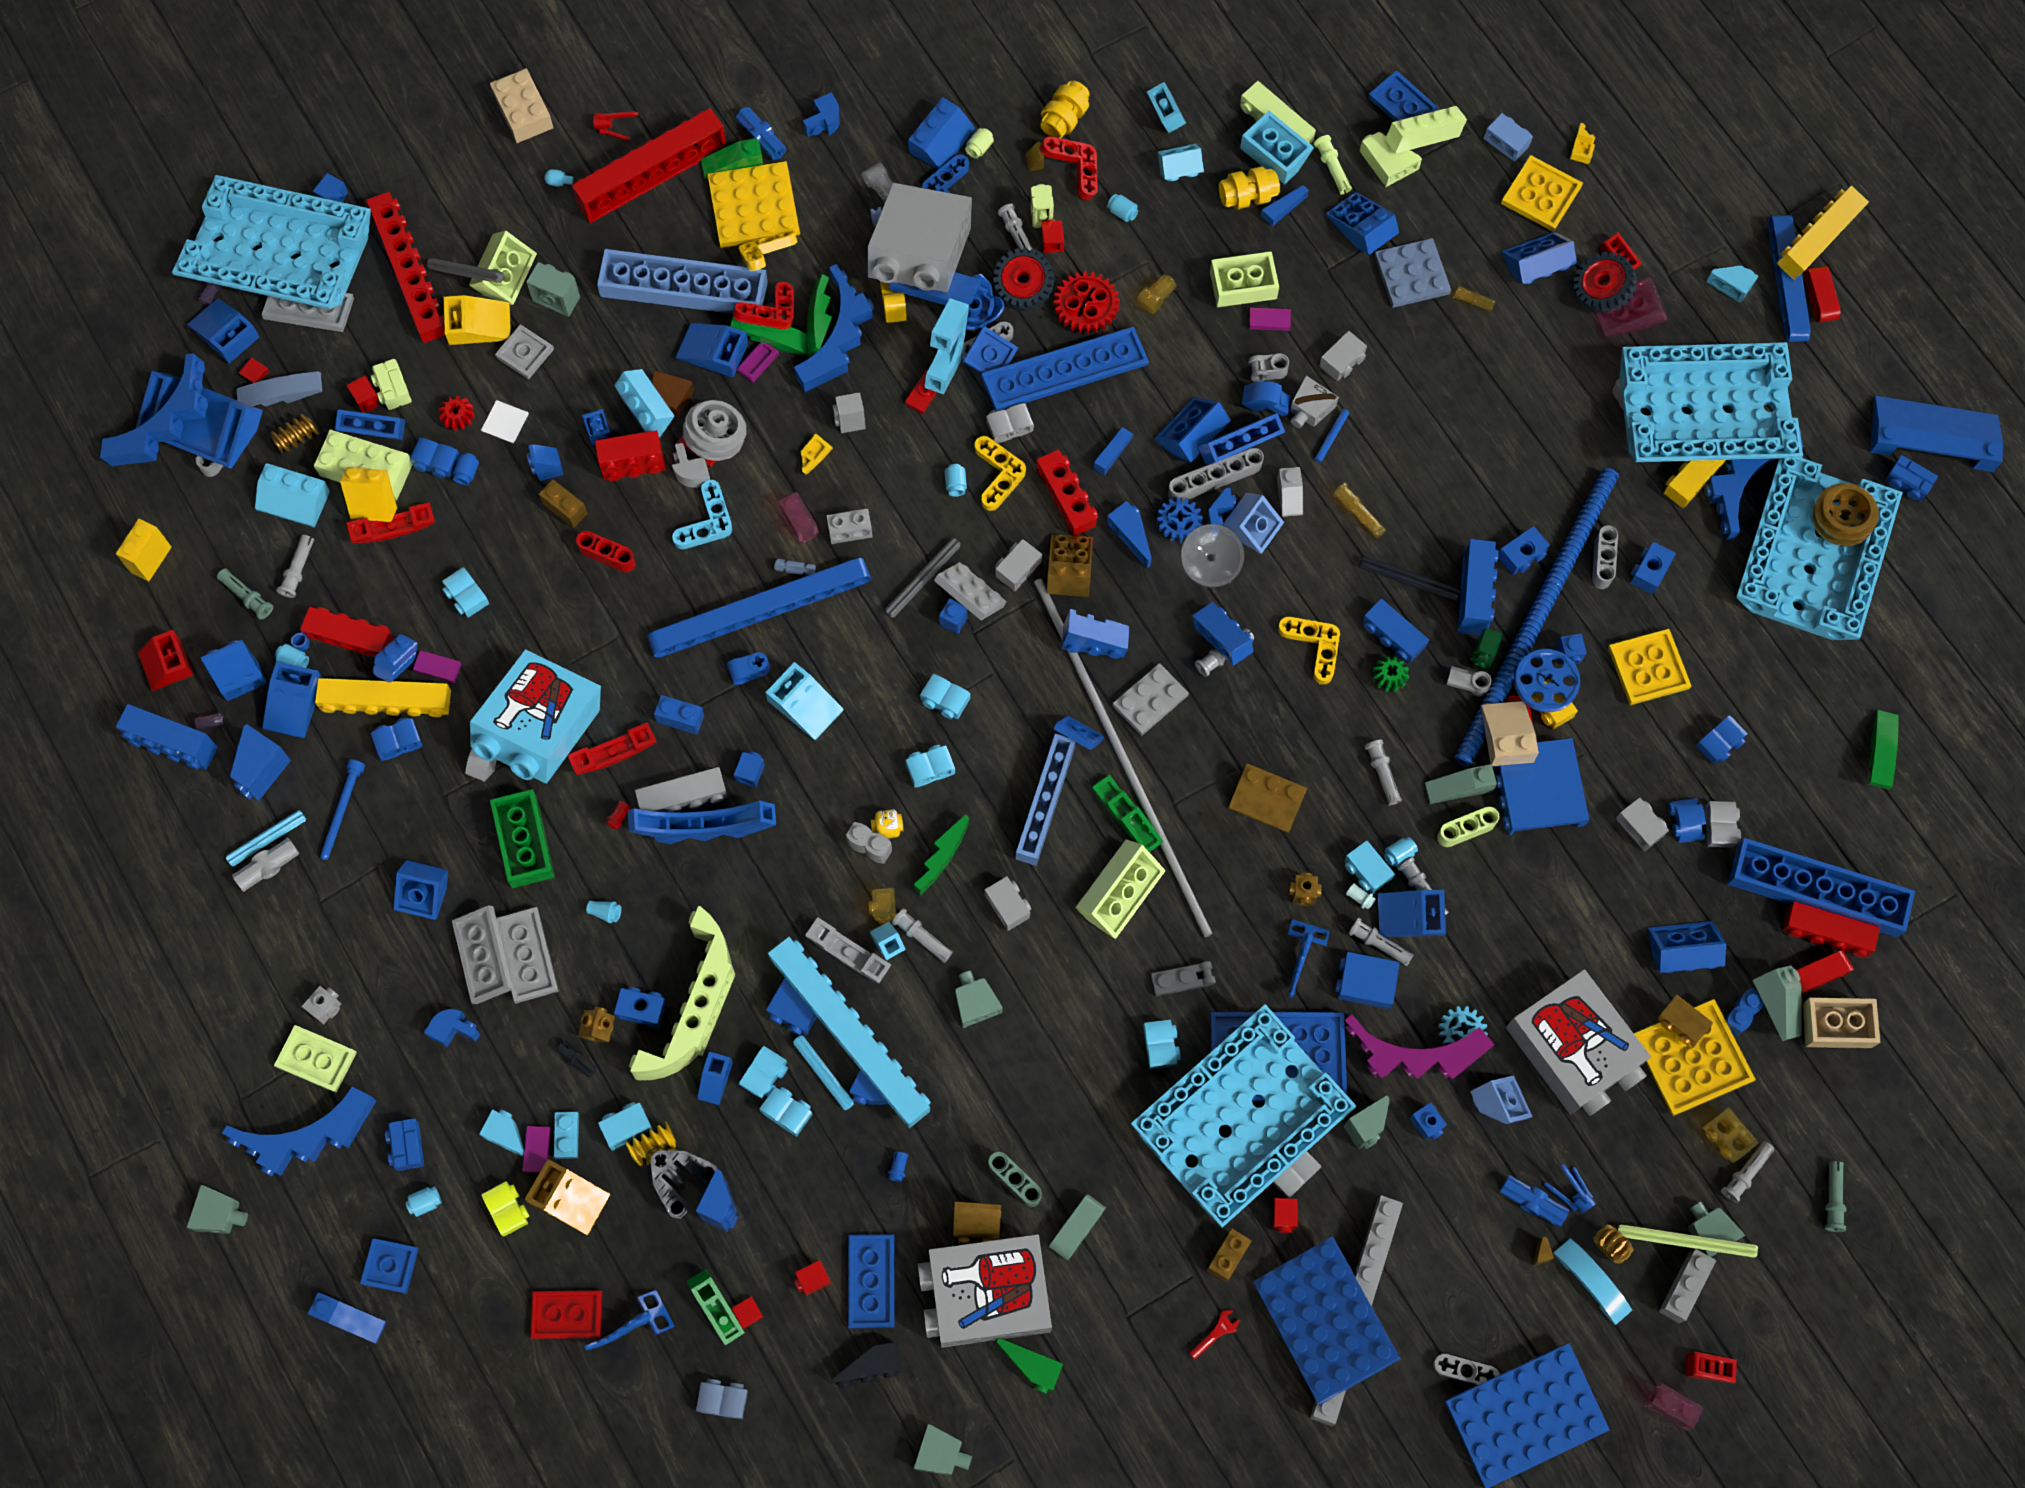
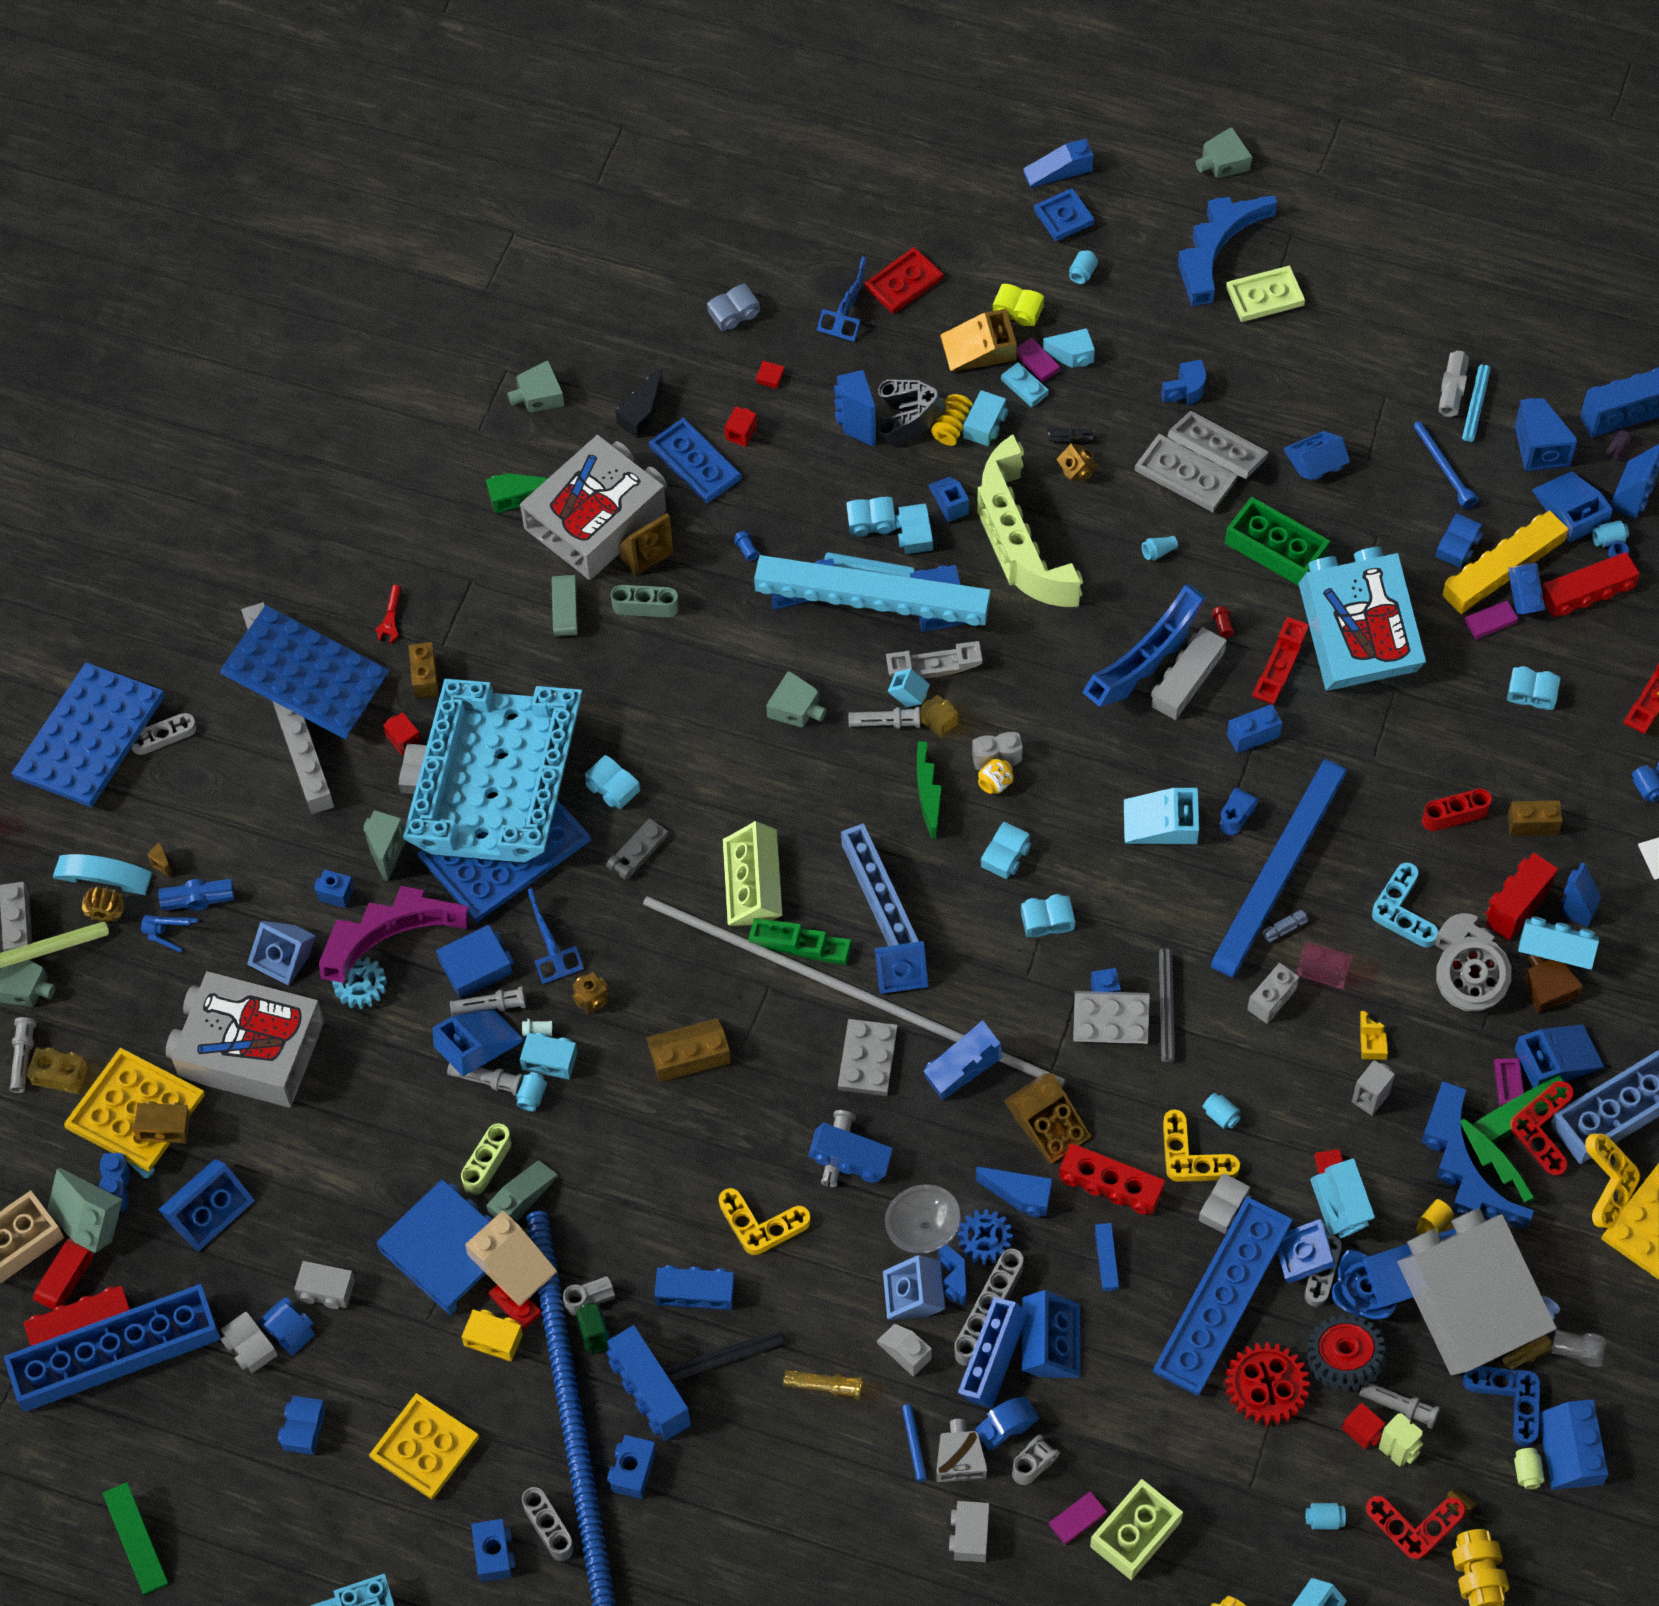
camera: 145 degrees right, 10 degrees down
(322, 1004) = (1300, 327): light grey brick -> none
(405, 1145) = (1136, 289): blue brick -> none
(544, 462) = (1587, 836): blue slope -> none
(650, 1016) = (1065, 492): blue brick -> none
(715, 1307) = (804, 357): green slope -> none
(749, 769) = (1153, 733): blue brick -> none
(1007, 903) = (837, 793): light grey brick -> none
(1018, 564) = (1092, 1078): light grey brick -> none
(1153, 297) = (1209, 1444): clear yellow piece -> none
(1380, 762) = (611, 1156): light grey pin -> none
(1388, 666) = (667, 1235): green gear -> none
(1538, 676) = (499, 1340): blue wedge -> none
(1573, 647) = (512, 1399): blue brick -> none

